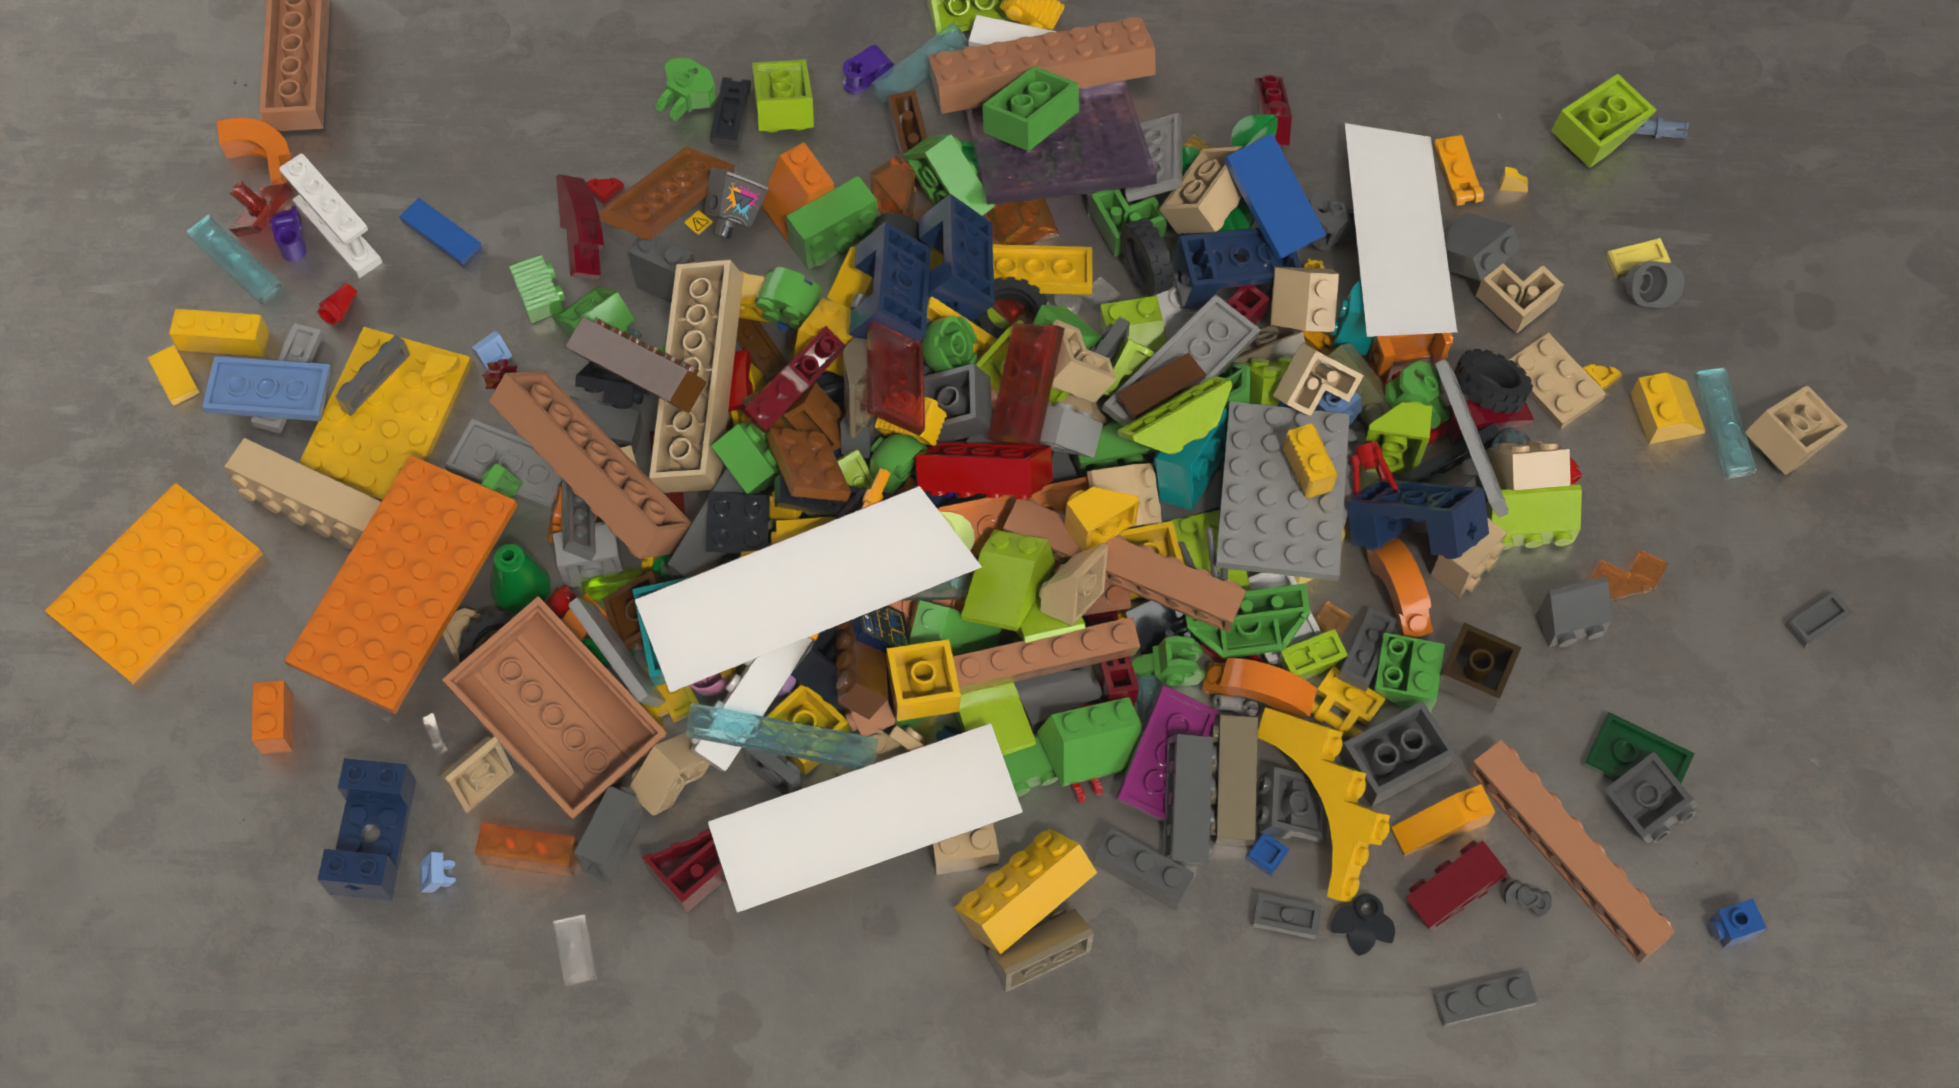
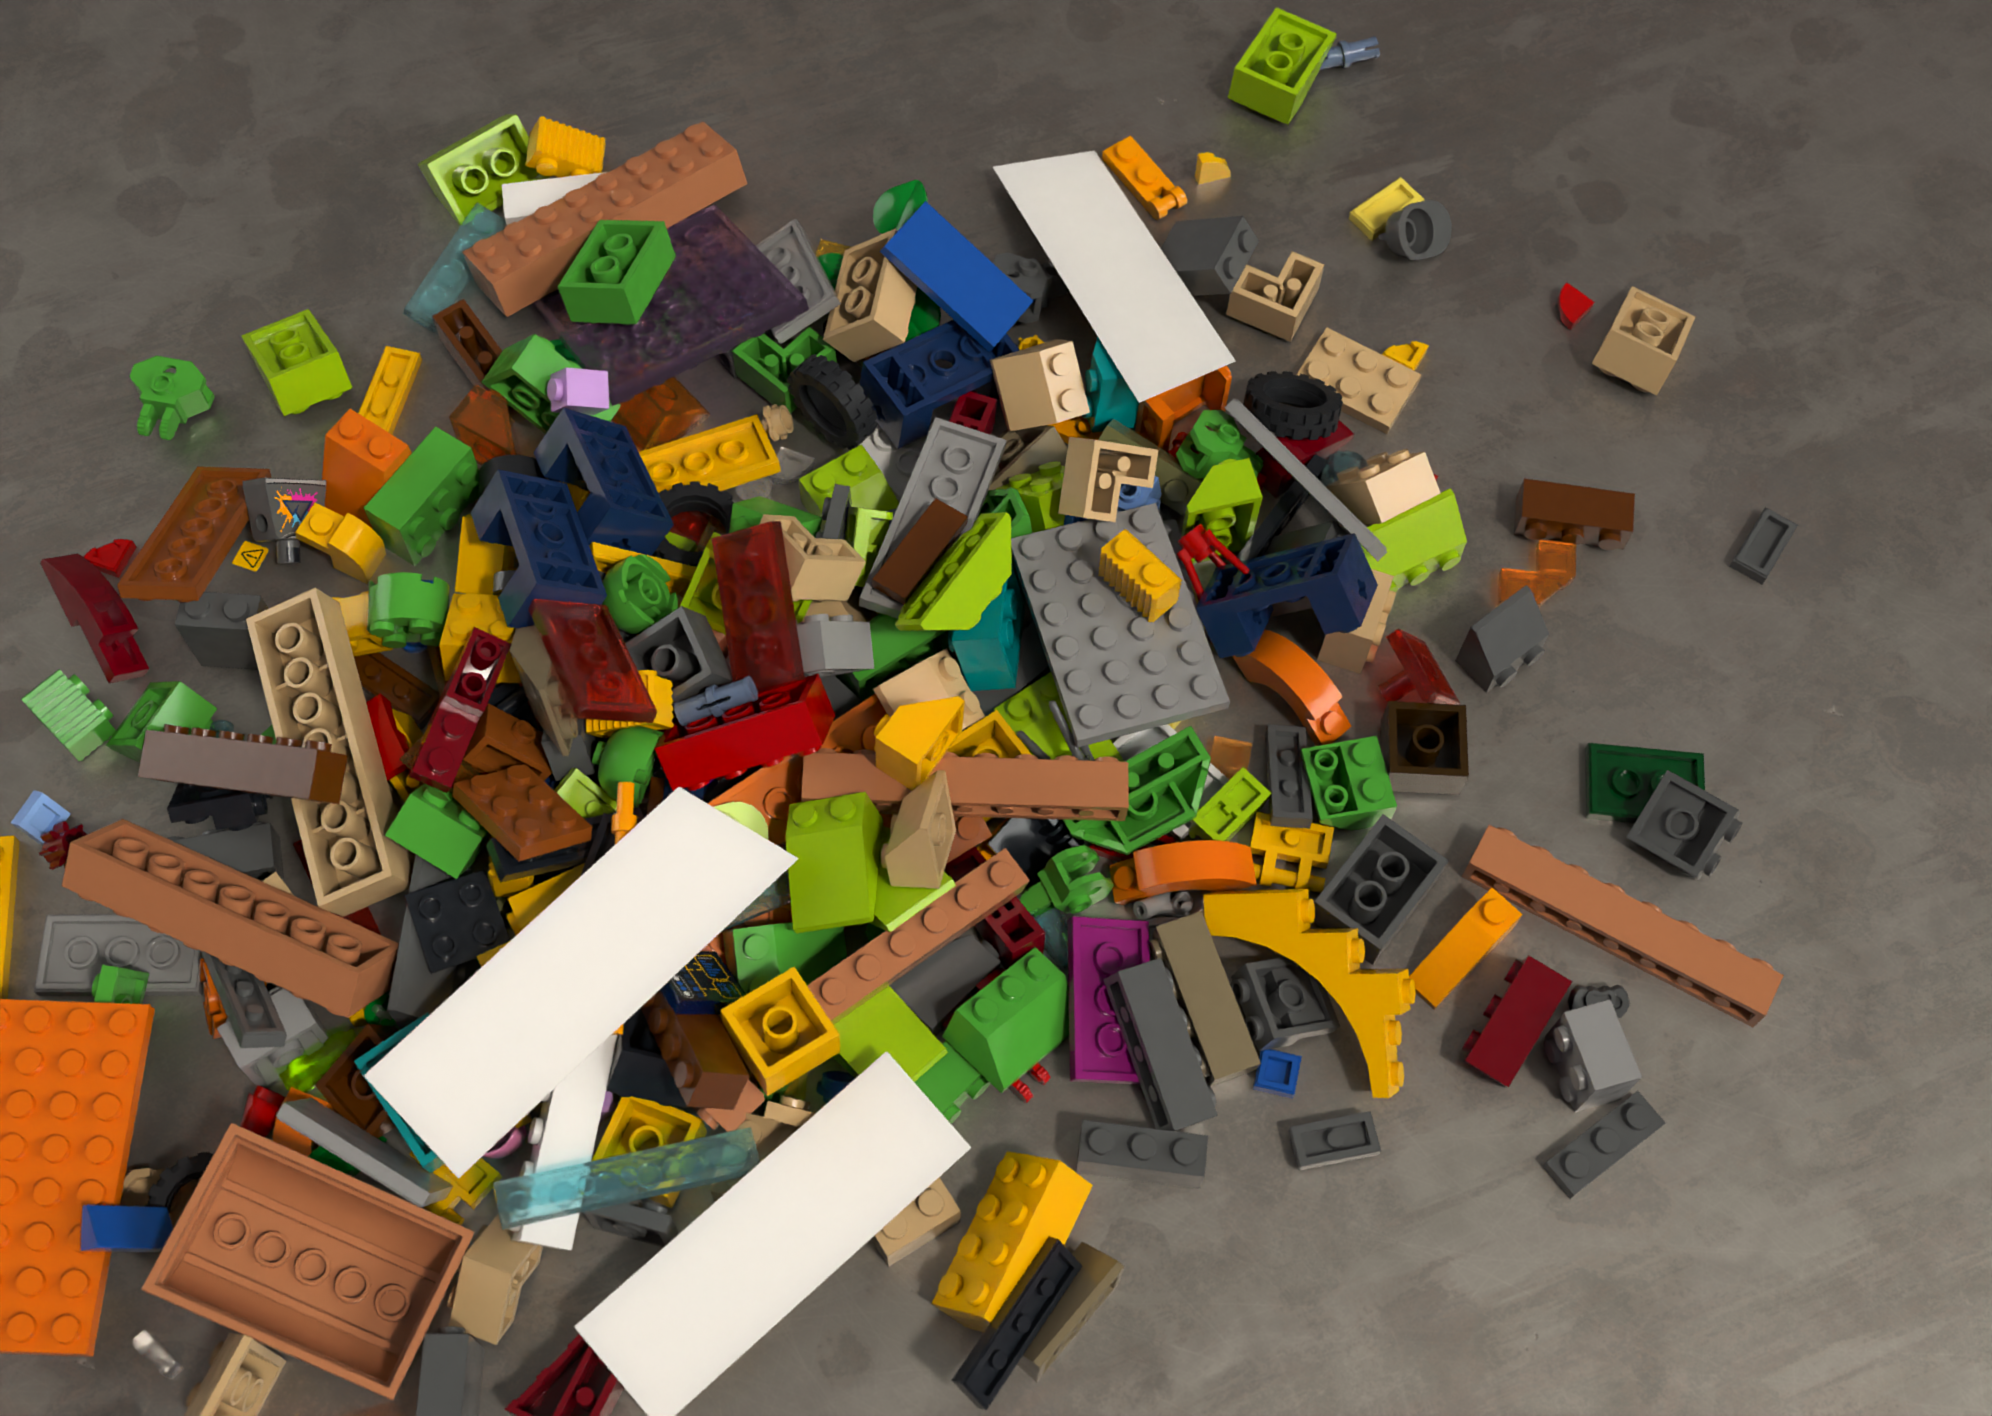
camera: 25 degrees left, 0 degrees up
(444, 639) = (124, 1228): none -> blue slope
(517, 579) = (193, 1105): green cone -> none
(730, 112) = (237, 405): black plate -> none
(767, 234) = (349, 541): none -> yellow brick
(839, 137) = (390, 387): none -> yellow tile
(866, 67) = (388, 296): dark purple piece -> none
(966, 185) = (579, 390): none -> lavender brick
(990, 438) = (739, 692): none -> sand blue pin
(1004, 940) = (1017, 1323): none -> black tile
(1104, 257) = (777, 421): none -> tan plate
(1273, 100) = (897, 166): dark red slope -> none
(1361, 928) = (1429, 1118): black plate -> none
(1500, 612) = (1419, 672): none -> clear red tile
(1500, 931) = (1591, 1056): none -> light grey brick
(1666, 408) = (1492, 368): yellow slope -> none
(1676, 540) = (1574, 514): none -> reddish brown brick
(1725, 423) = (1564, 360): clear light blue plate -> none
(1737, 923) = (1841, 935): blue brick -> none
(1752, 384) = (1573, 305): none -> red tile

